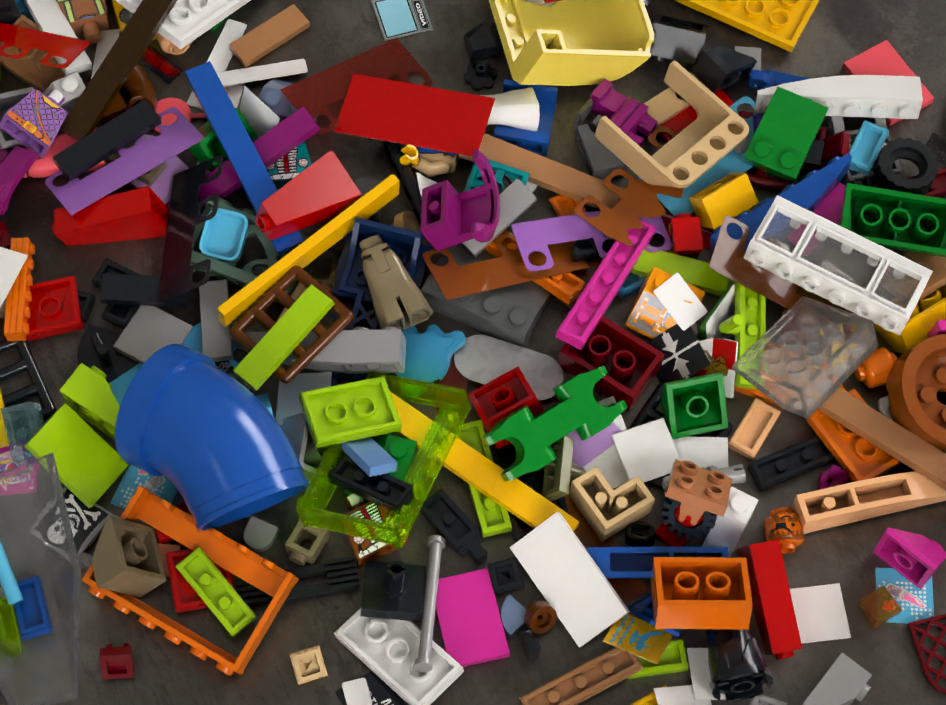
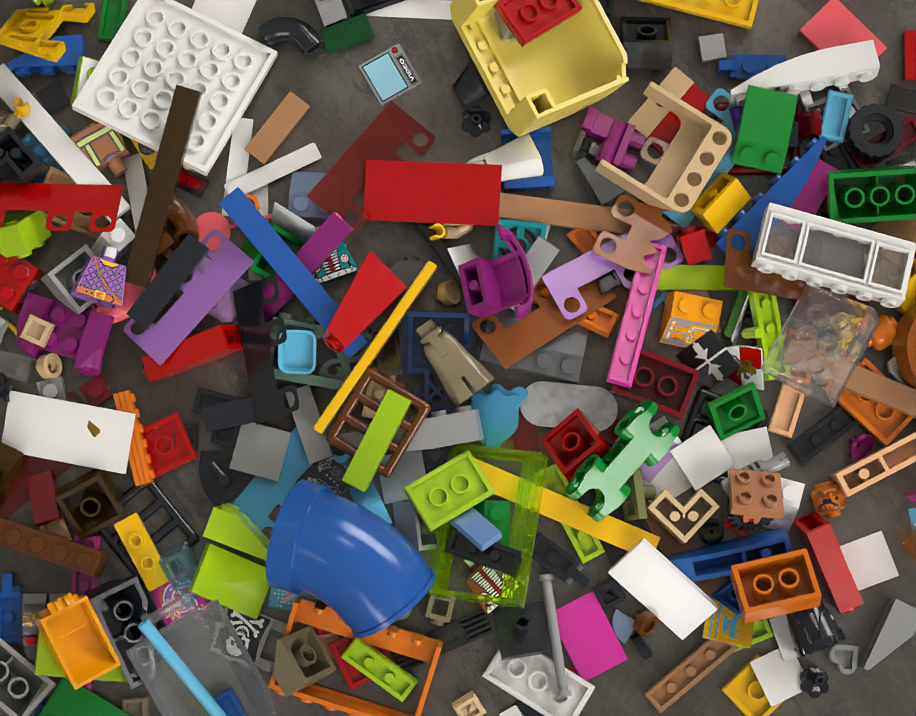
camera: 10 degrees left, 20 degrees up
(672, 296) = (697, 317): white sticker -> none
(722, 67) = (692, 69): black slope -> none

